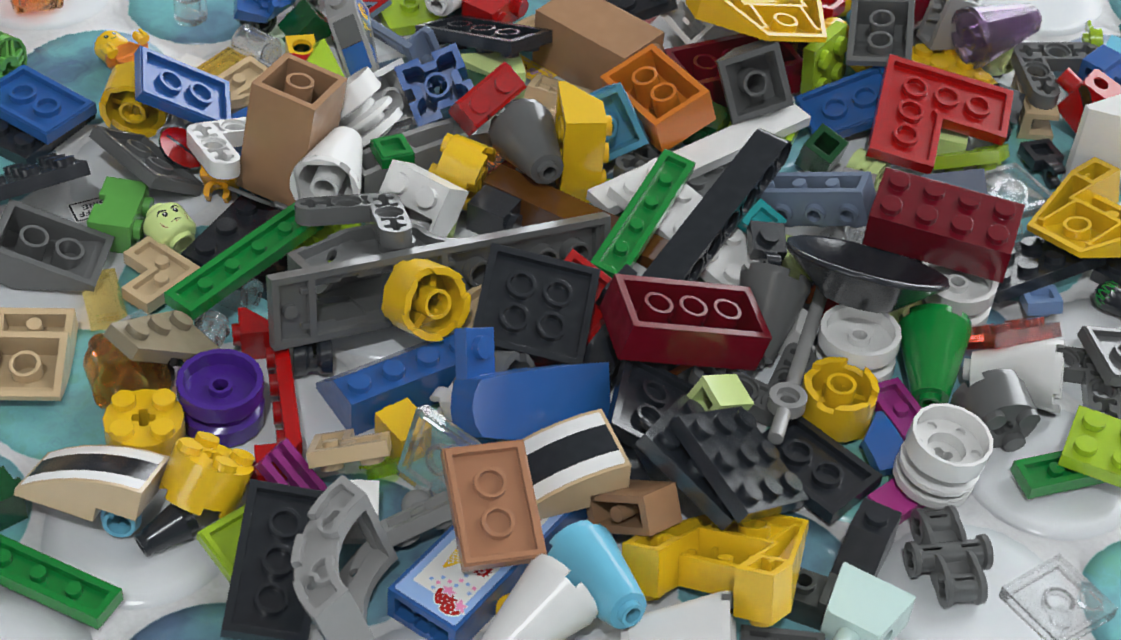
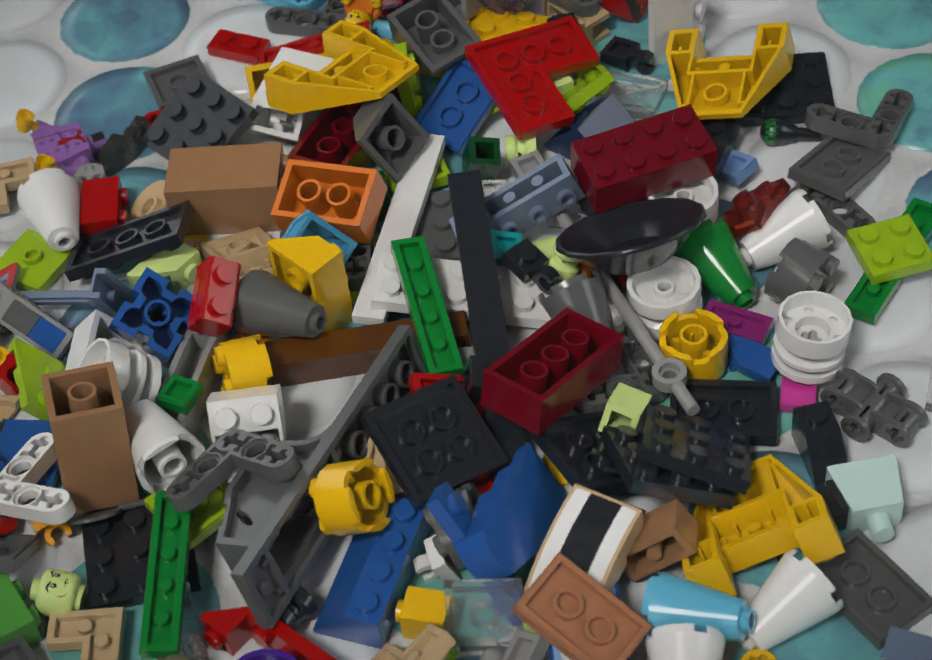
camera: 30 degrees left, 5 degrees up
(493, 211) = (299, 386): black brick -> none

